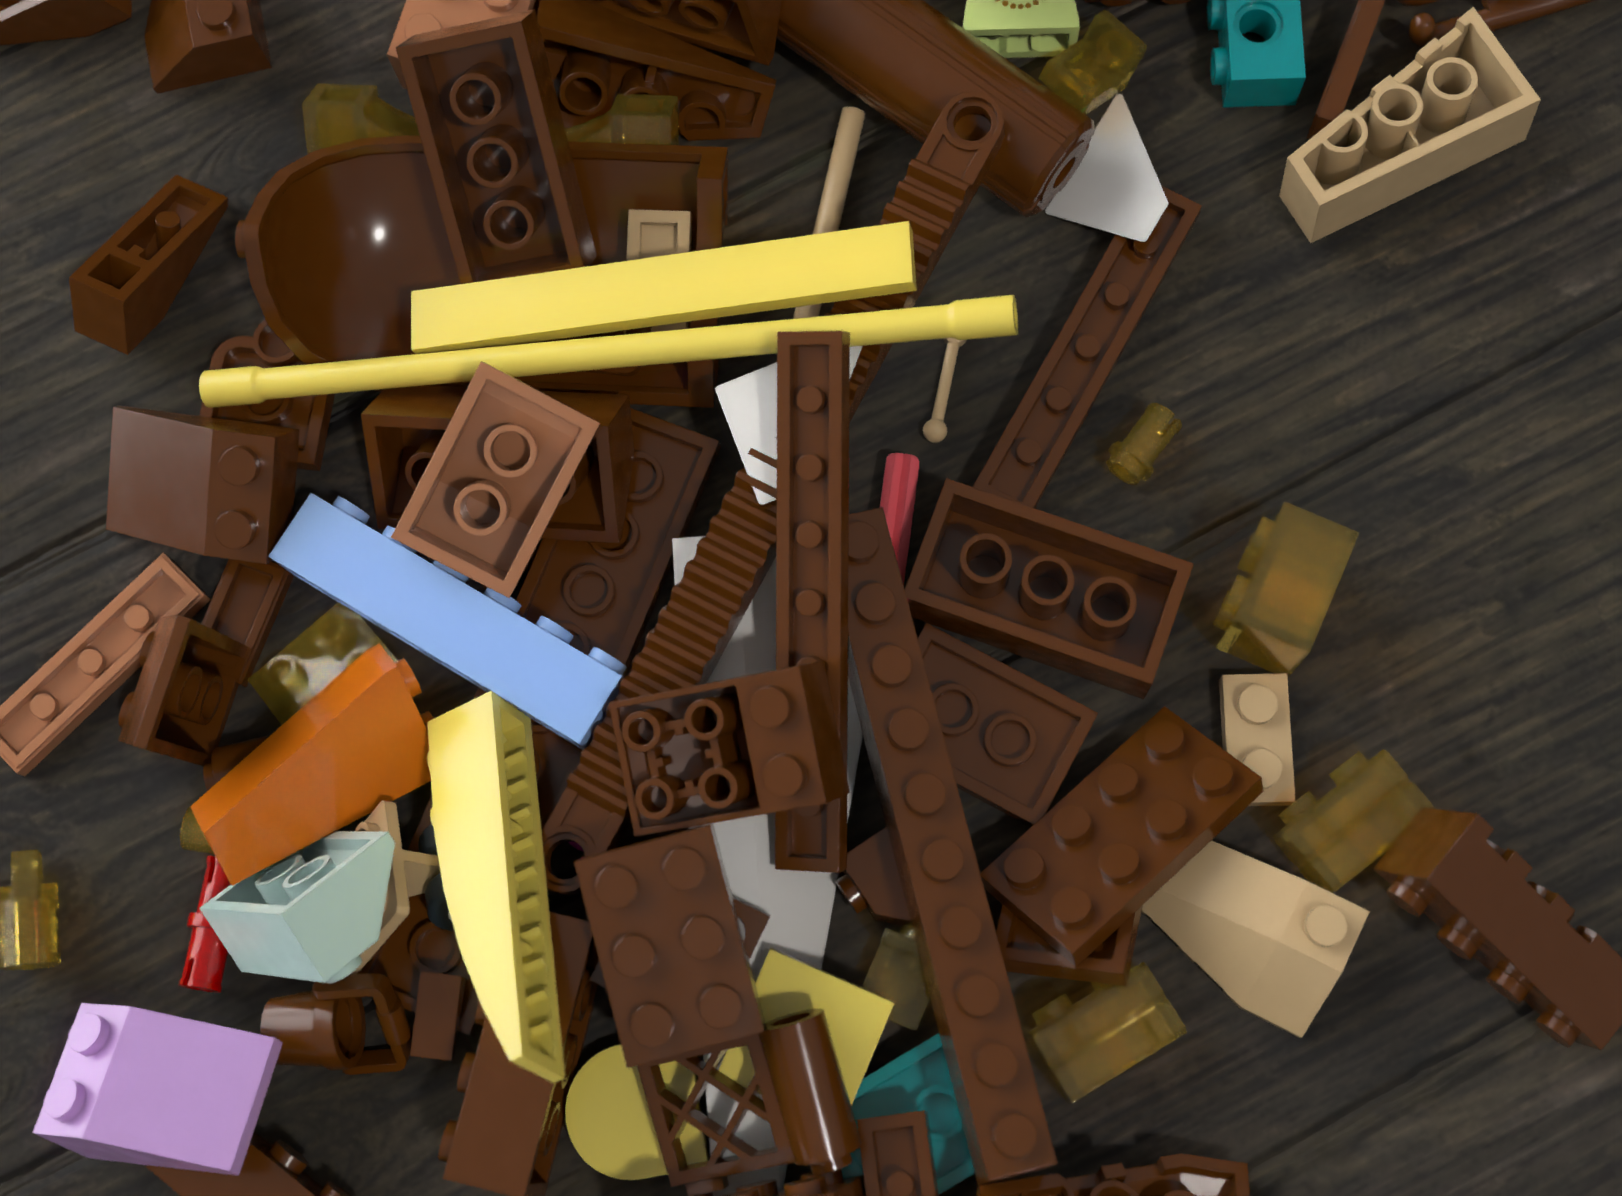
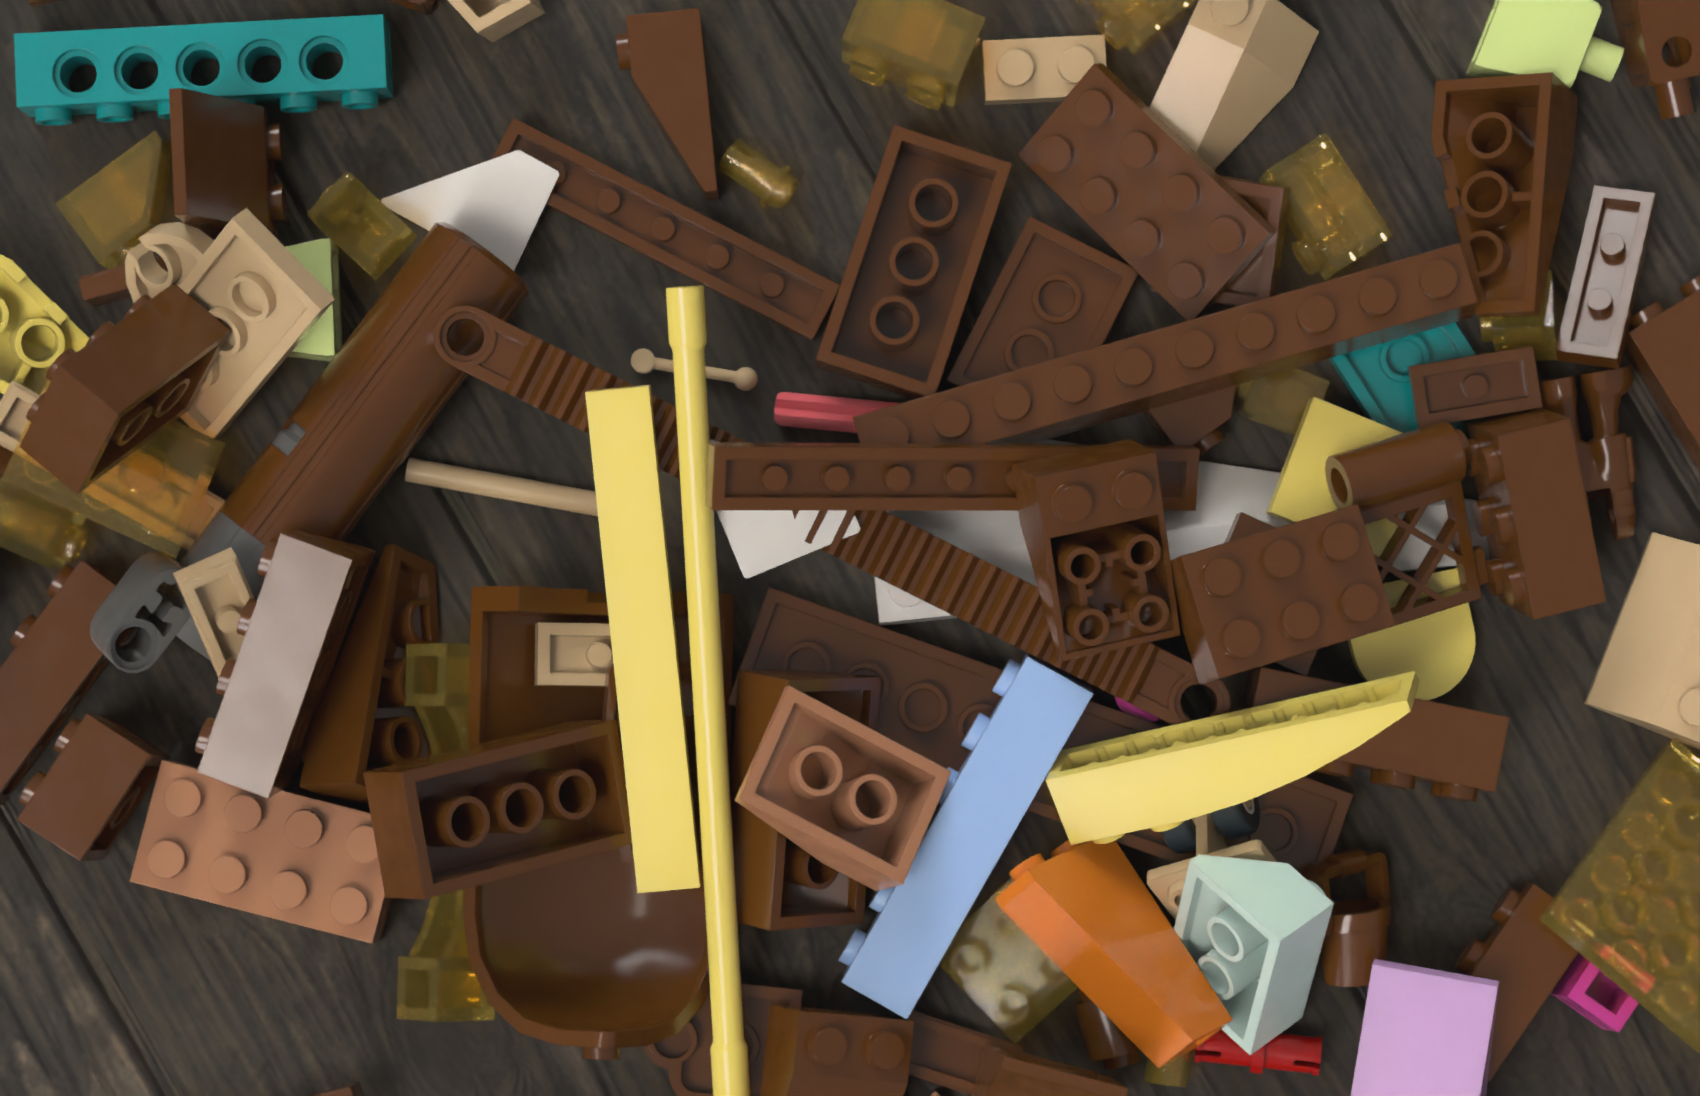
camera: 100 degrees left, 10 degrees up
(437, 1015) = (1338, 822): reddish brown piece -> none
(1244, 360) = (671, 77): none -> reddish brown slope

